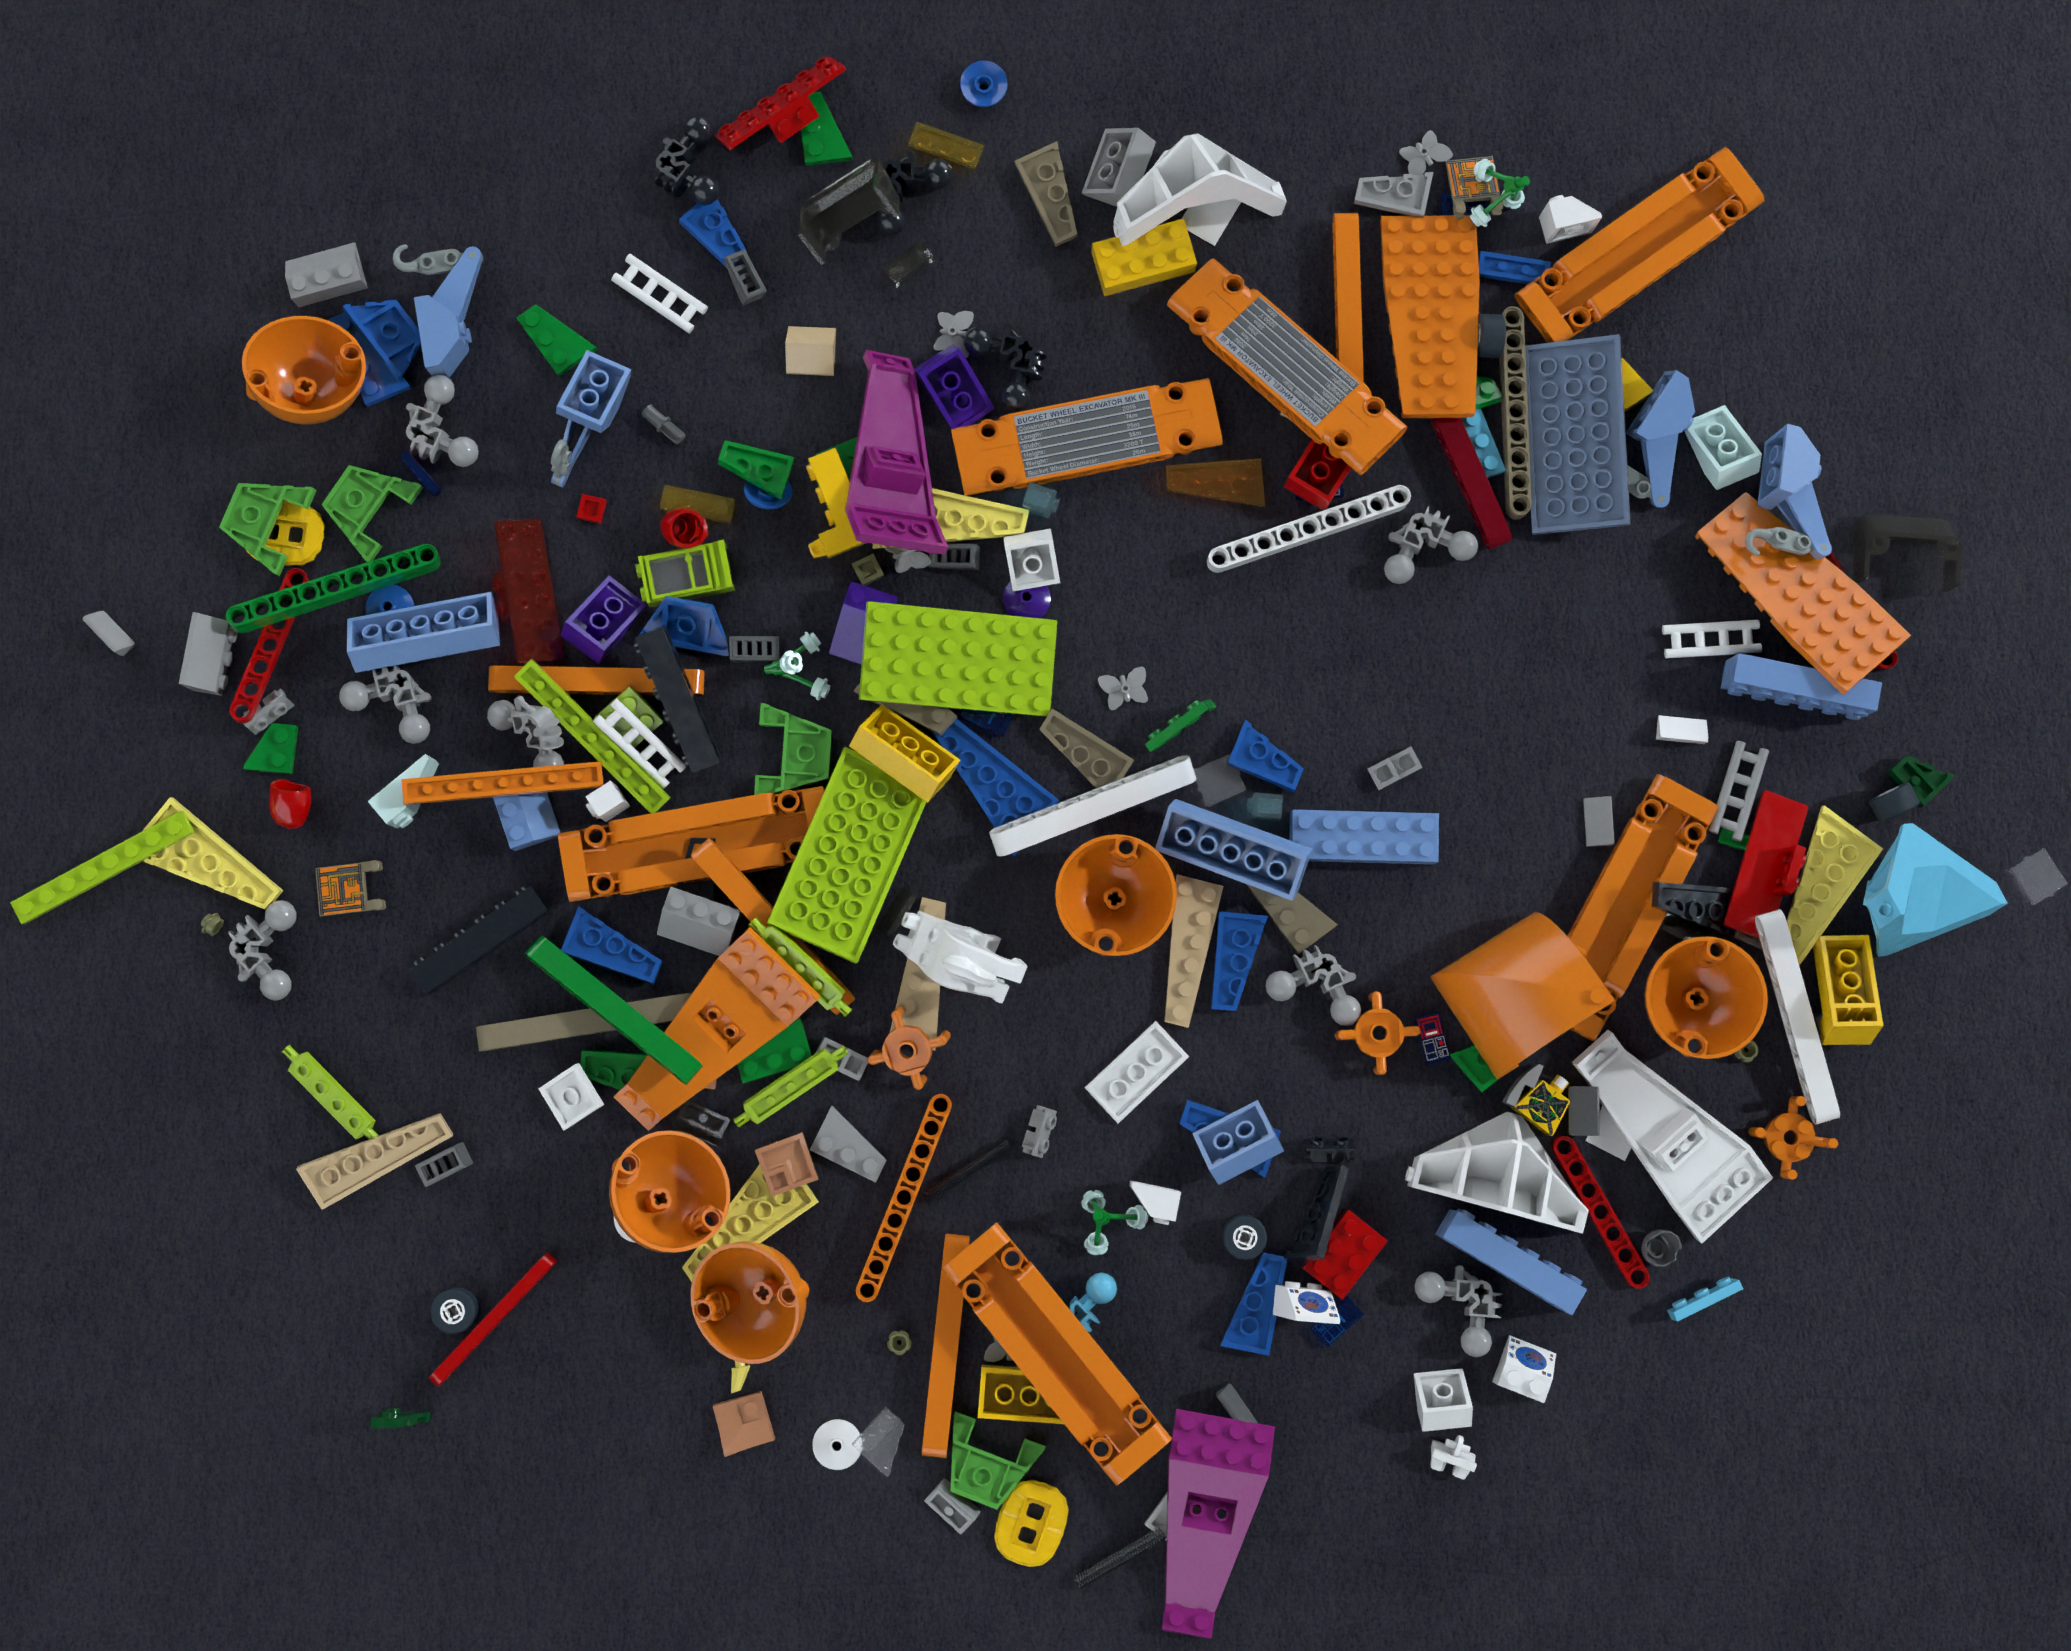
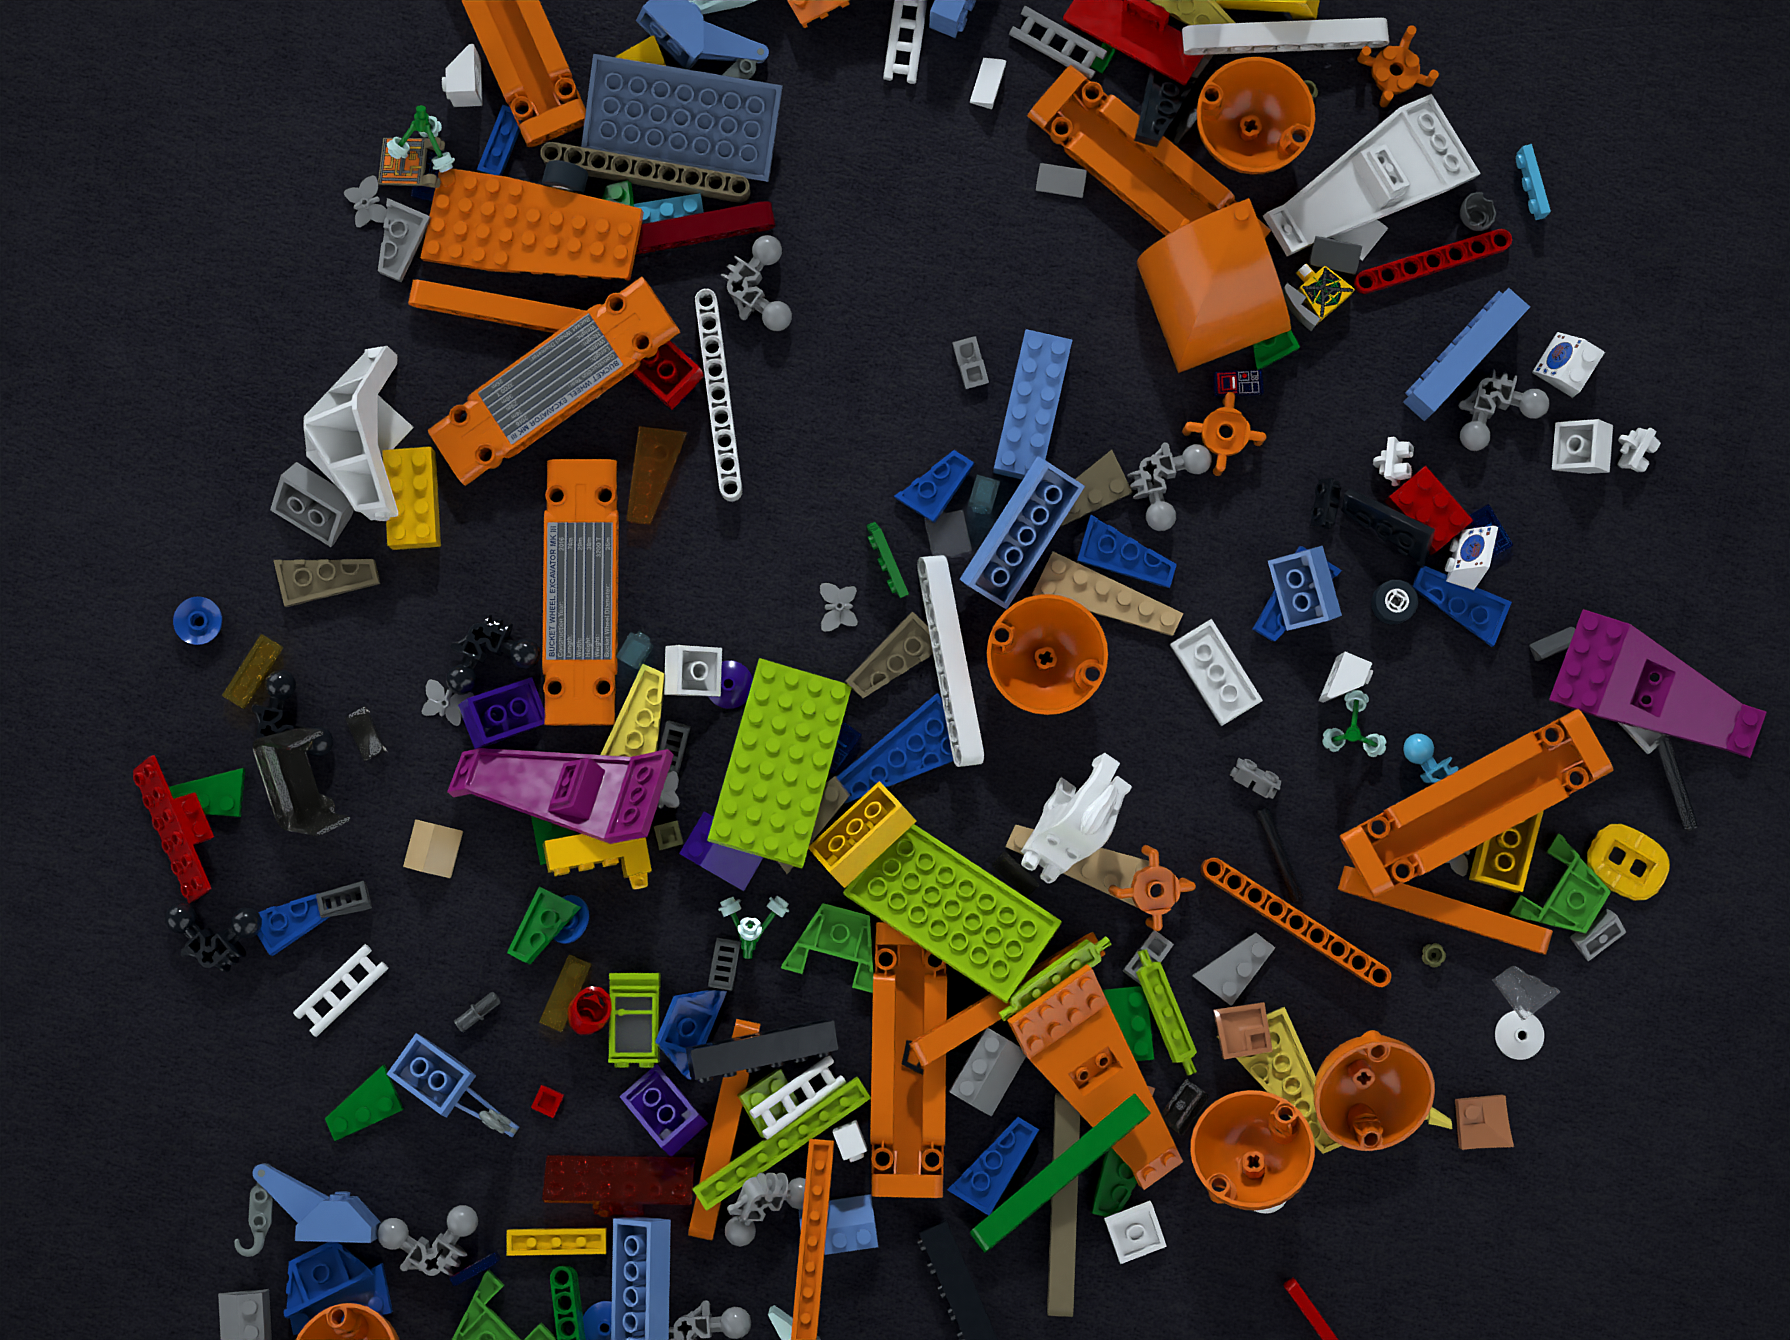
camera: 75 degrees left, 0 degrees up
(460, 544) = (556, 1241): none -> yellow plate
(1384, 1208) = (1391, 463): none -> white hips
(1502, 1170) = (1379, 347): white panel -> none

